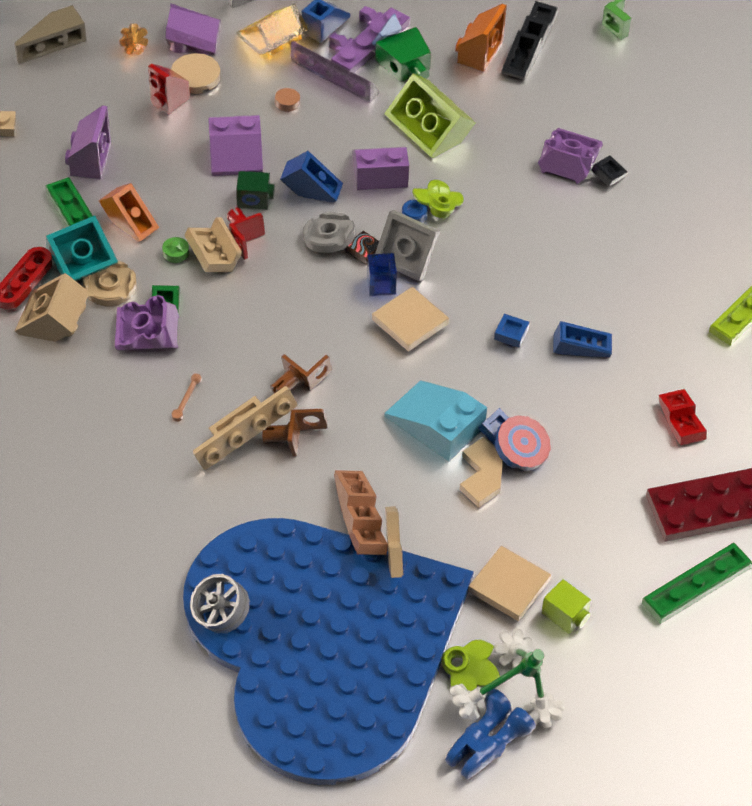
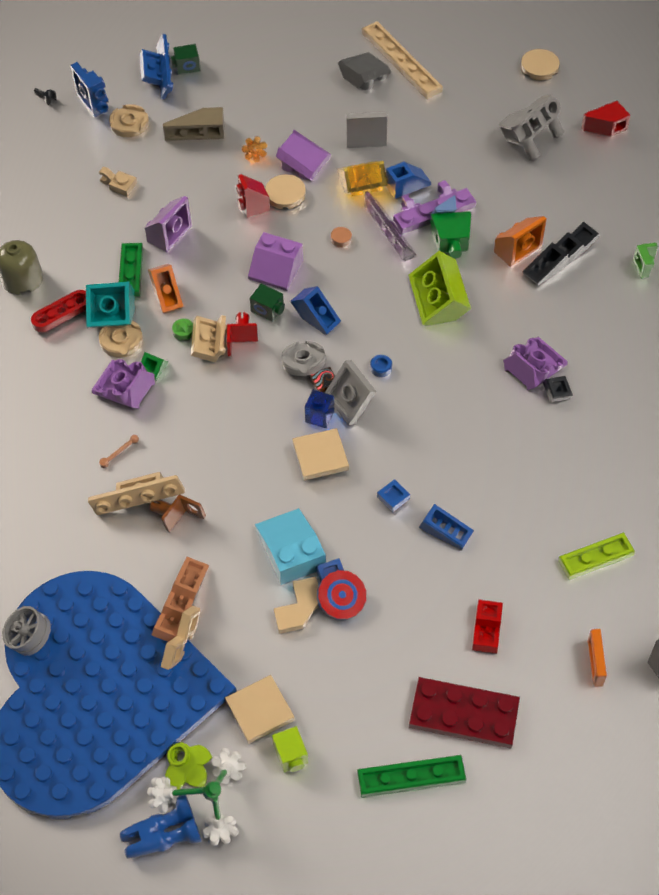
camera: 30 degrees right, 5 degrees up
(53, 309) = (65, 345): tan slope -> none
(297, 375) = (203, 466): dark orange bracket -> none
(381, 168) = (375, 318): medium lavender slope -> none
(438, 198) = (406, 361): lime plate -> none

